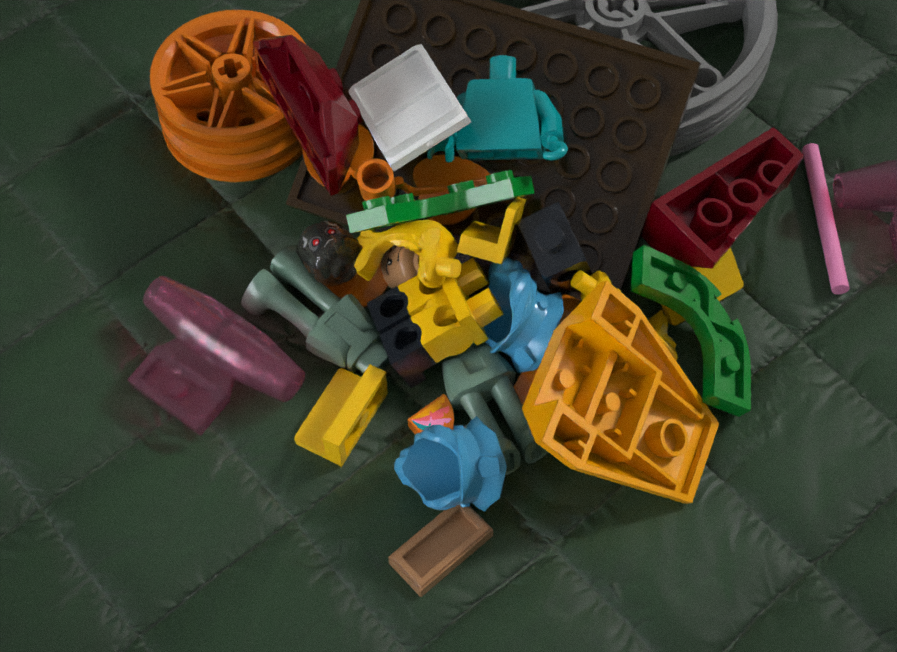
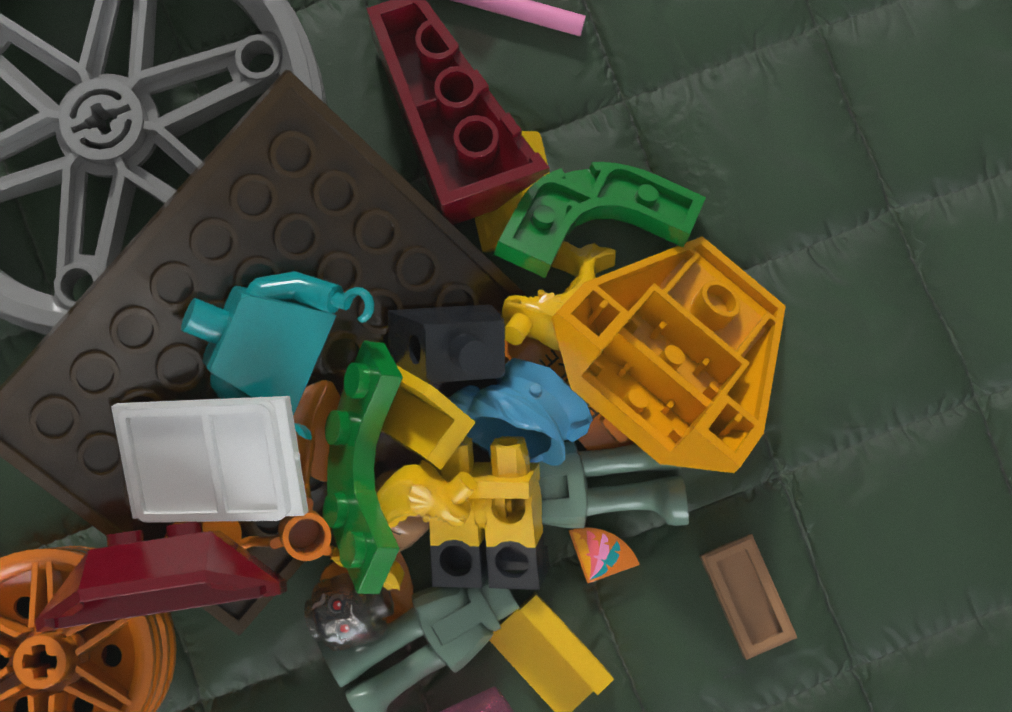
camera: 70 degrees left, 25 degrees up
(454, 466) = (682, 558): dark azure piece -> none

